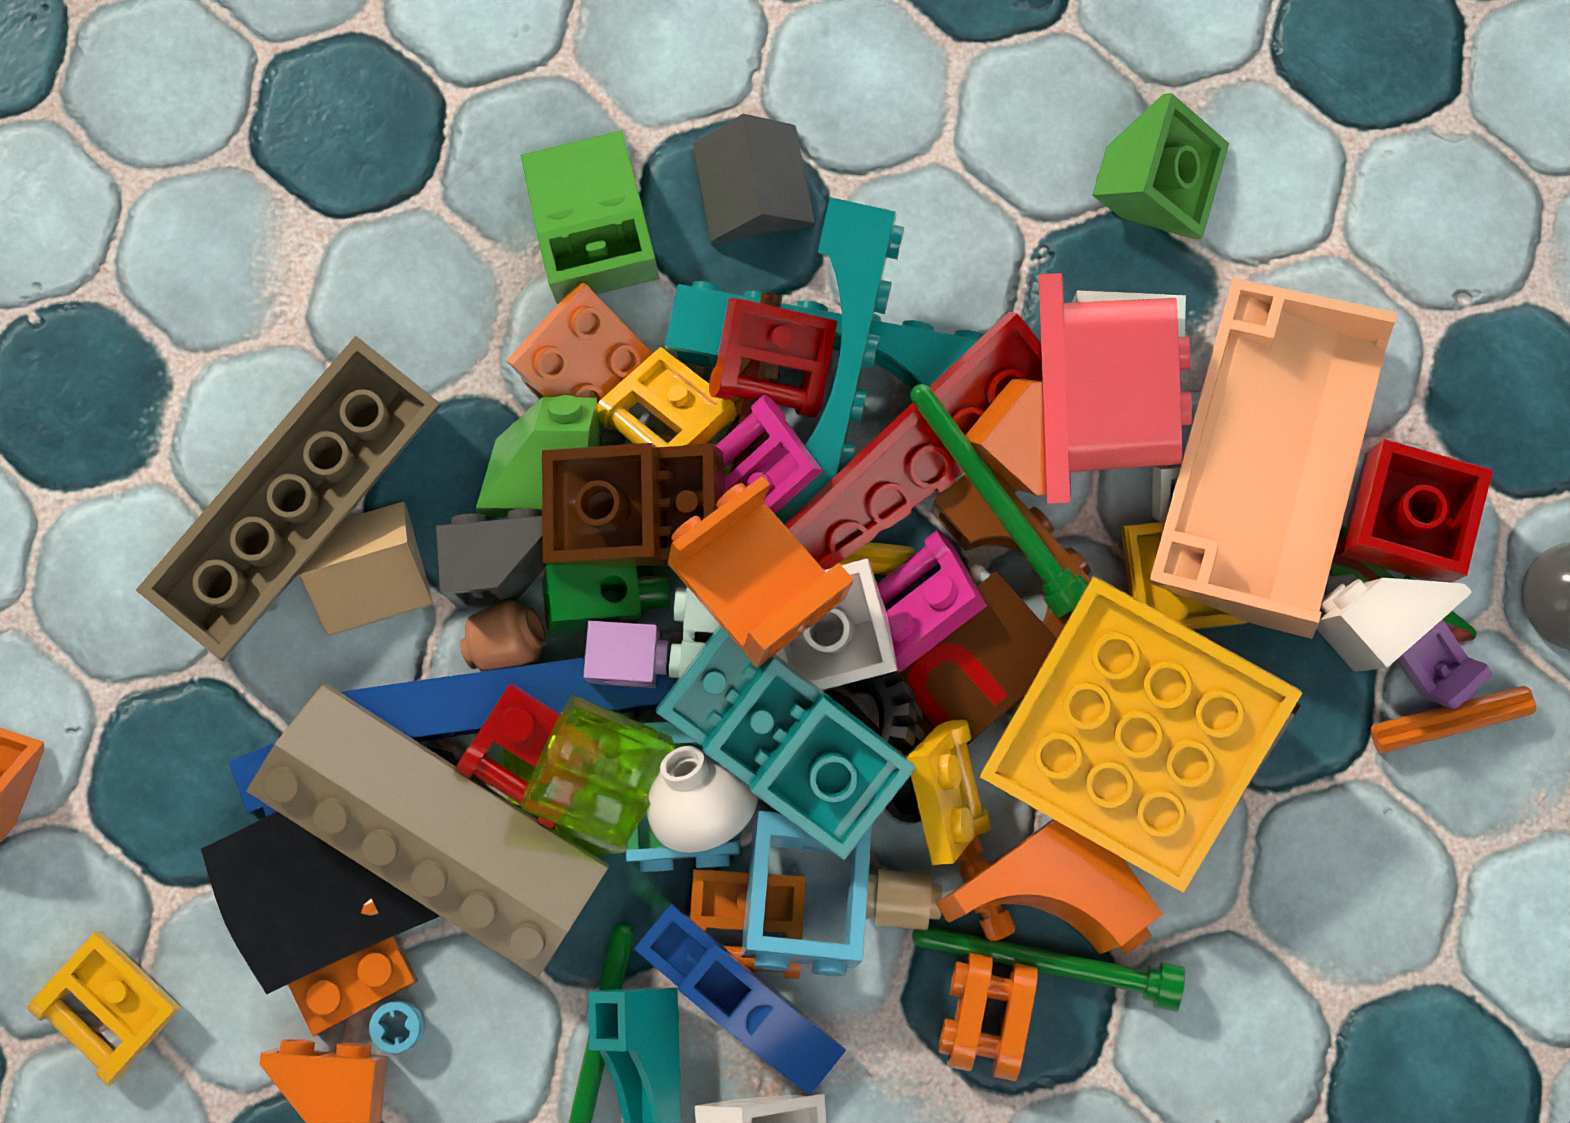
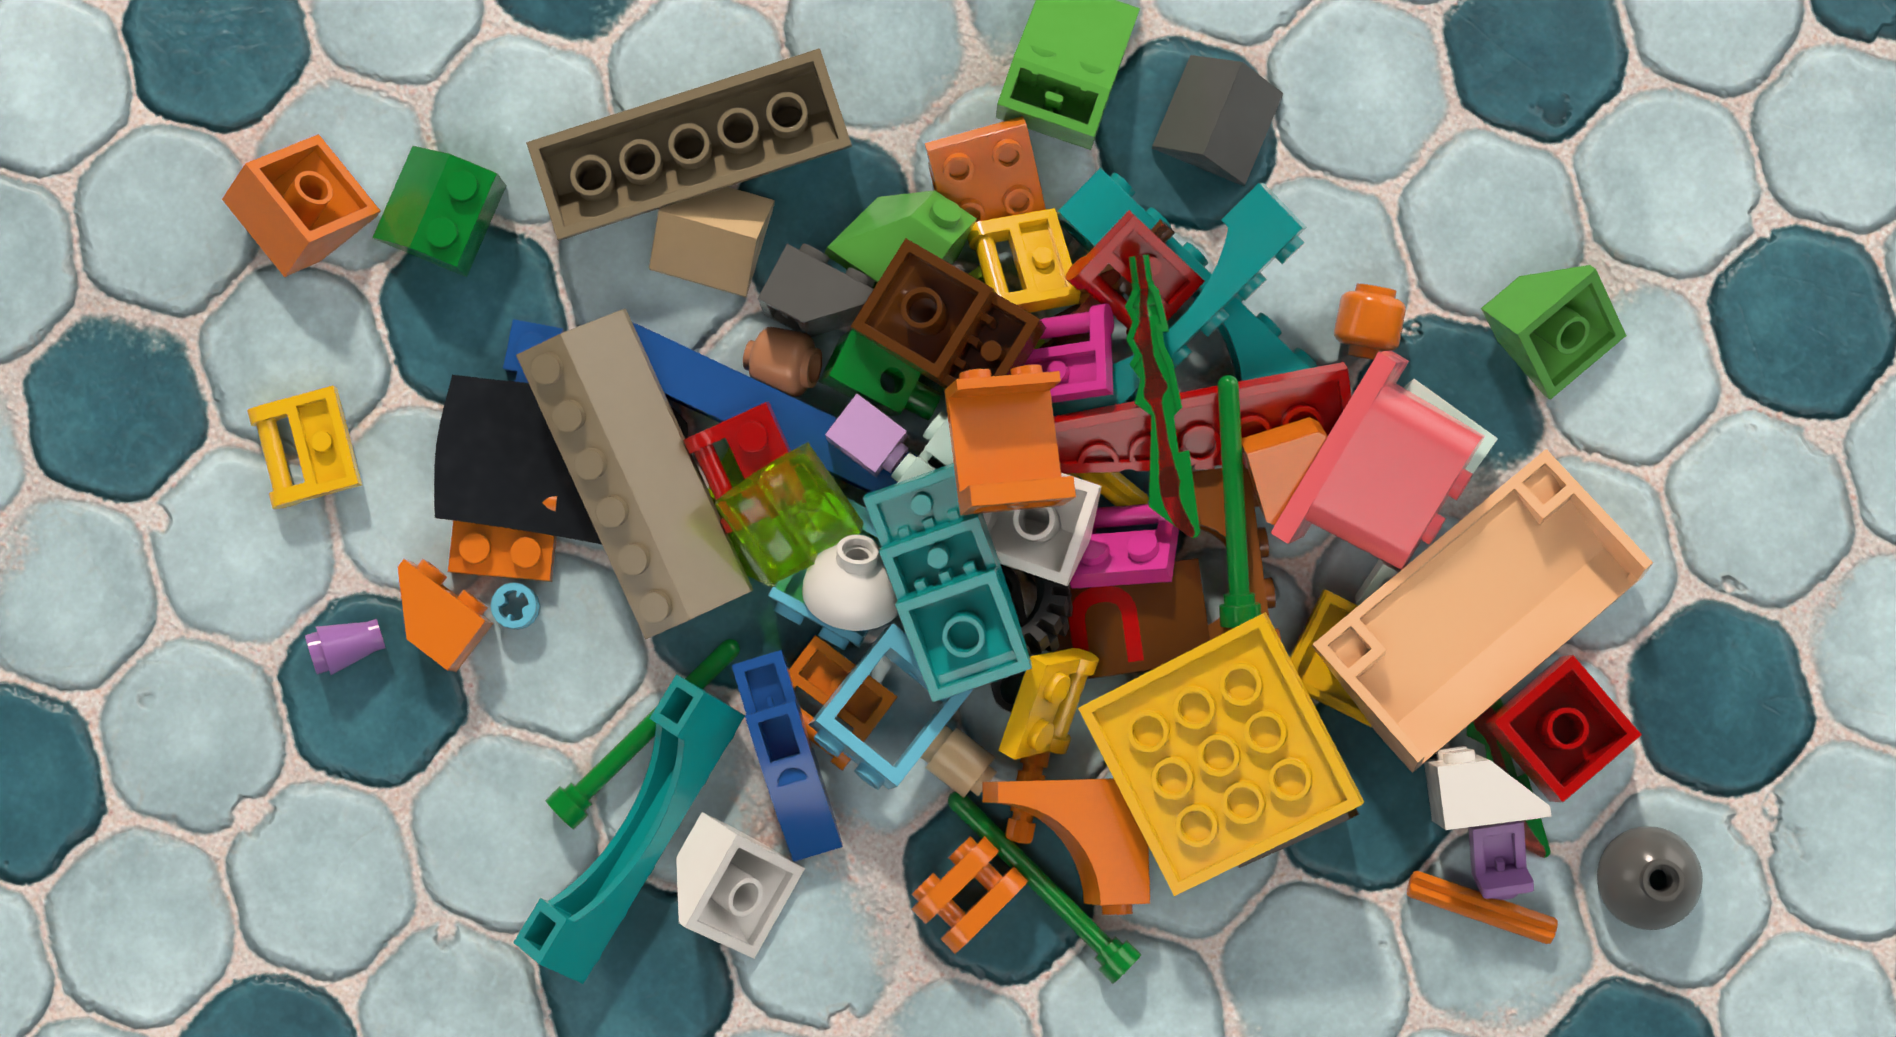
camera: 30 degrees right, 5 degrees up
(99, 703) = (440, 209): none -> green slope
(865, 445) = (1158, 395): none -> green sword
(1003, 267) = (1369, 320): none -> orange head

